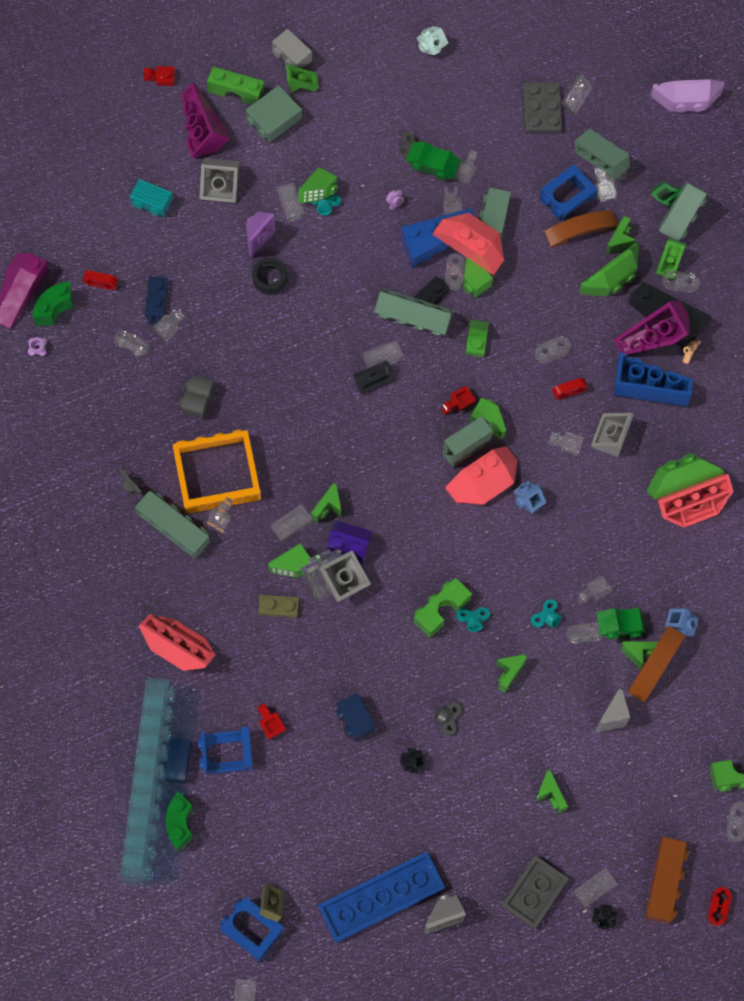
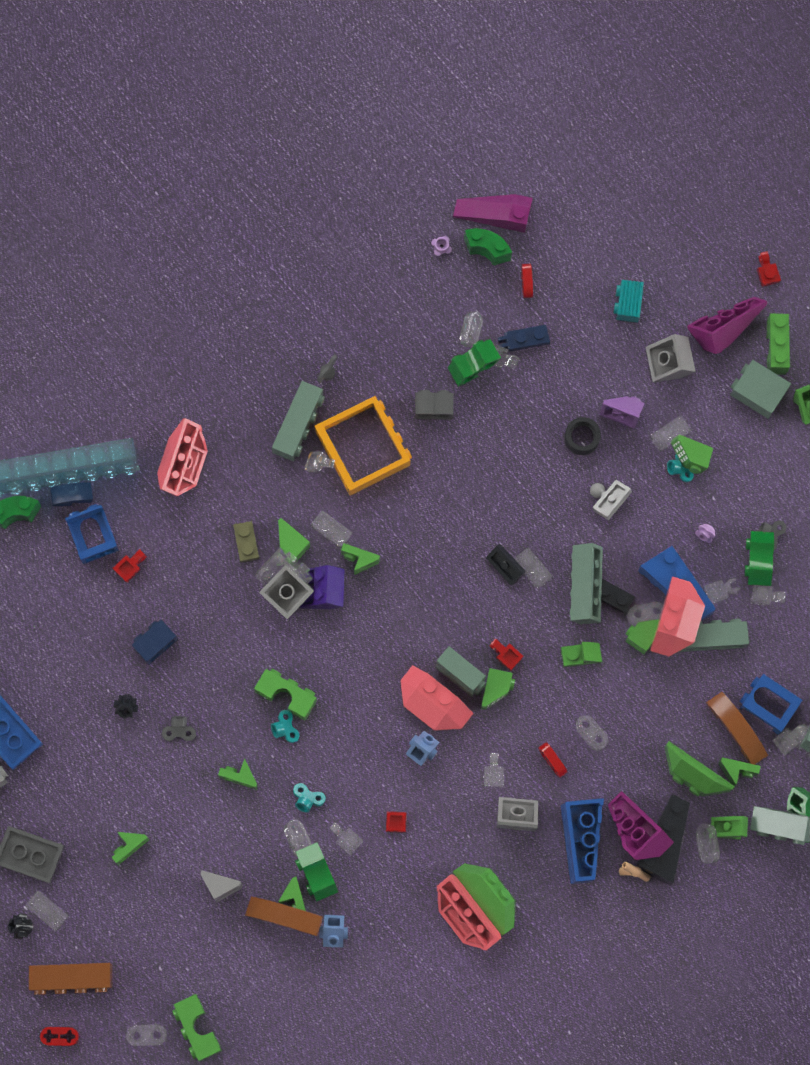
camera: 75 degrees right, 5 degrees up
(167, 348) = (479, 358): none -> green brick
(337, 268) = (610, 499): none -> light grey plate
(590, 542) = (396, 822): none -> red tile

